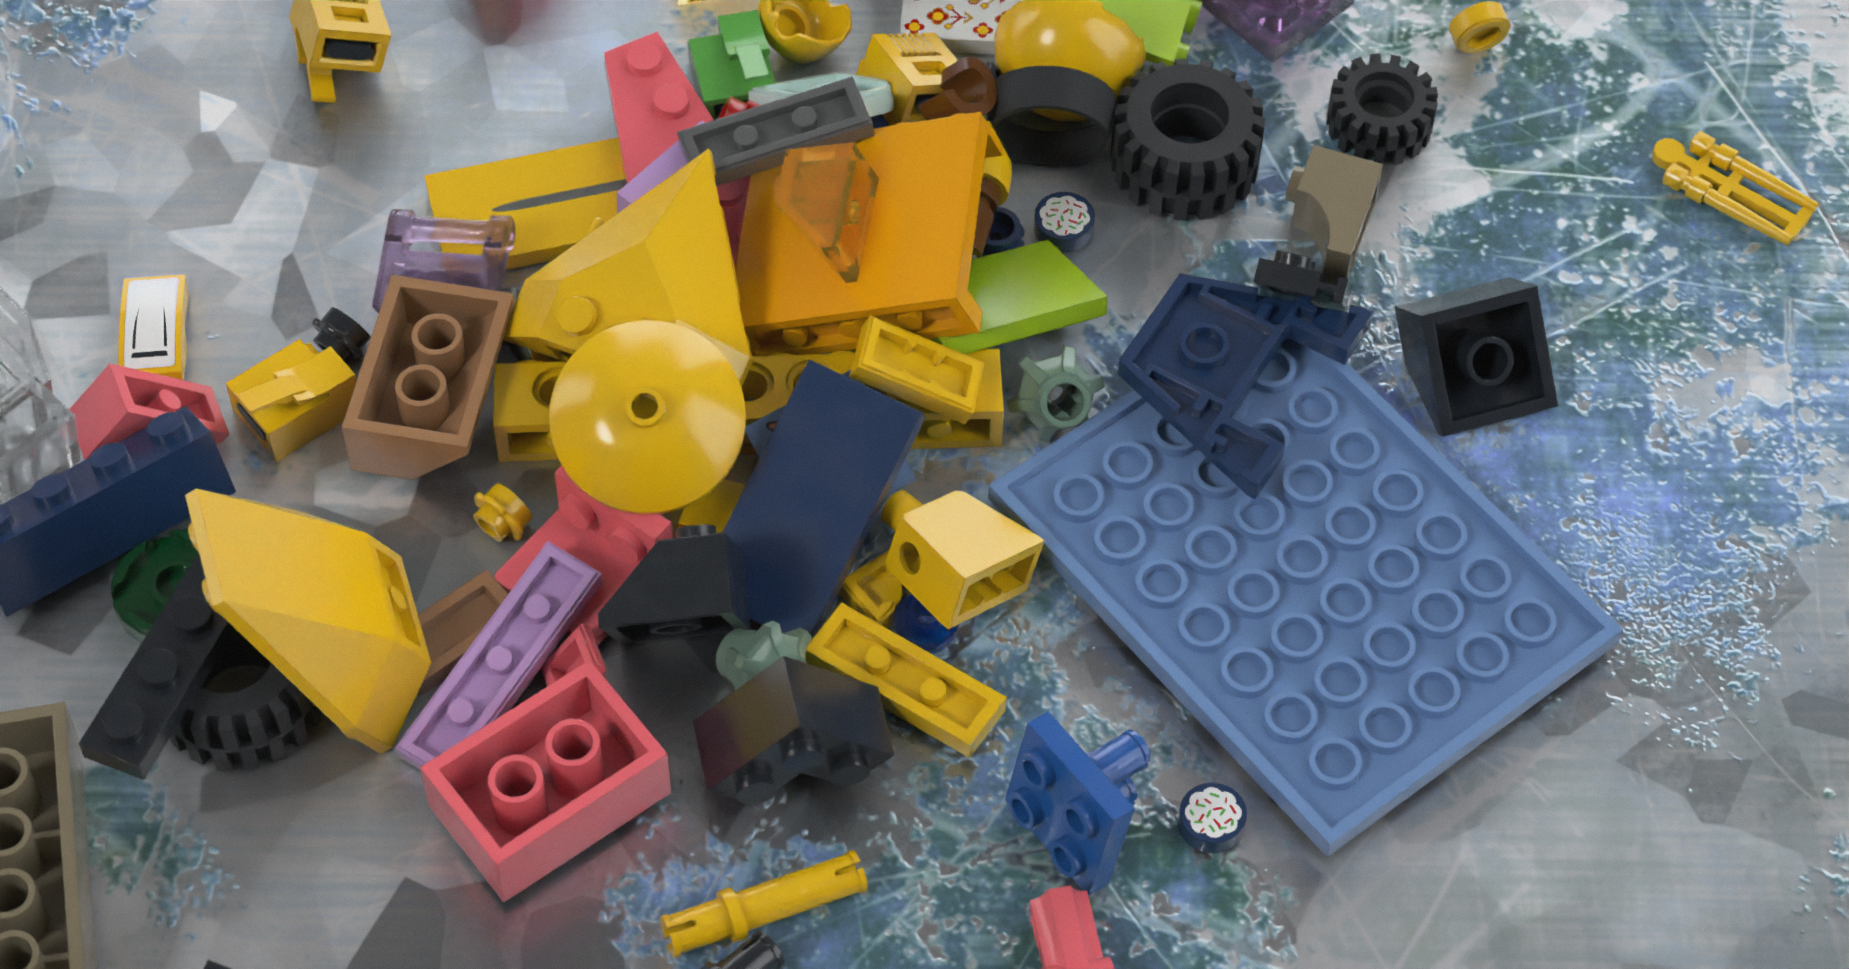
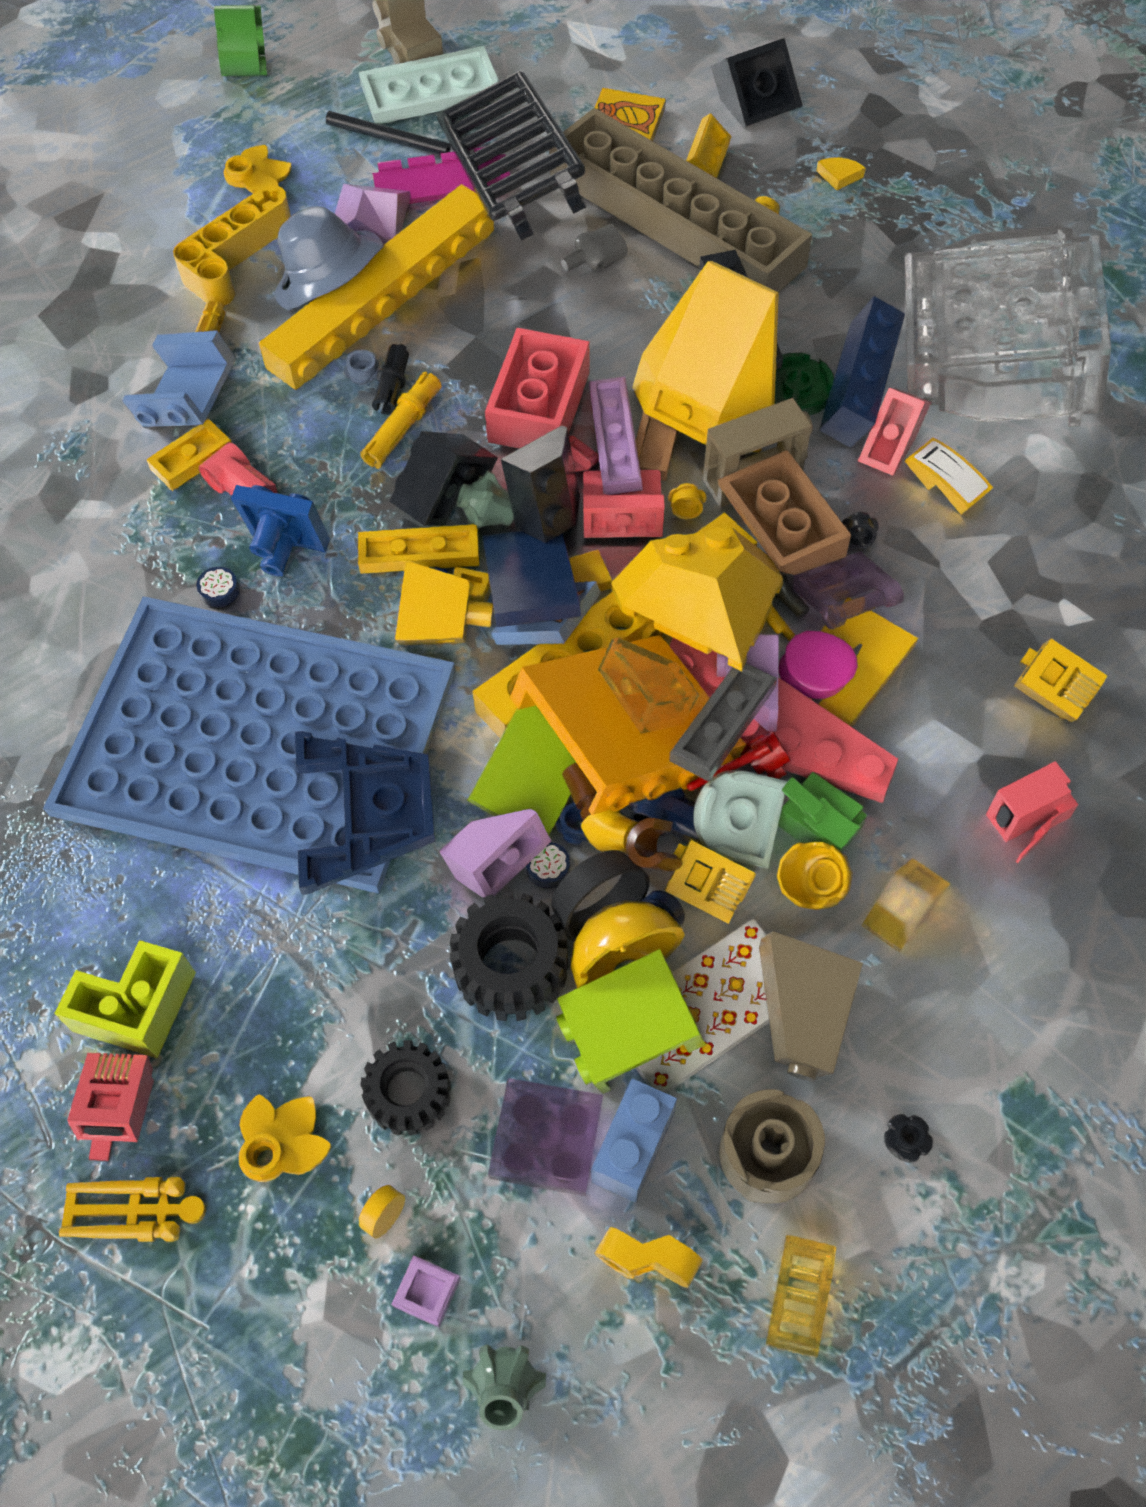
camera: 145 degrees right, 5 degrees up
(292, 397) = (846, 477): yellow piece -> none
(369, 472) = (728, 441): none -> dark tan window
(567, 194) = (817, 664): none -> dark pink piece
(658, 460) = (633, 521): yellow dish -> none
(917, 369) = (538, 645): yellow plate -> none
(1037, 382) = (455, 731): sand green rock -> none
(1123, 243) = (495, 850): none -> lavender slope
(1296, 277) = (359, 890): black plate -> none
(1334, 205) = (385, 981): dark tan arch -> none
(1478, 354) = (233, 936): black slope -> none
(1541, 150) = (285, 1133): none -> yellow plate
(1635, 326) = (135, 1010): none -> neon yellow brick
(1701, 263) = (110, 1101): none -> coral piece

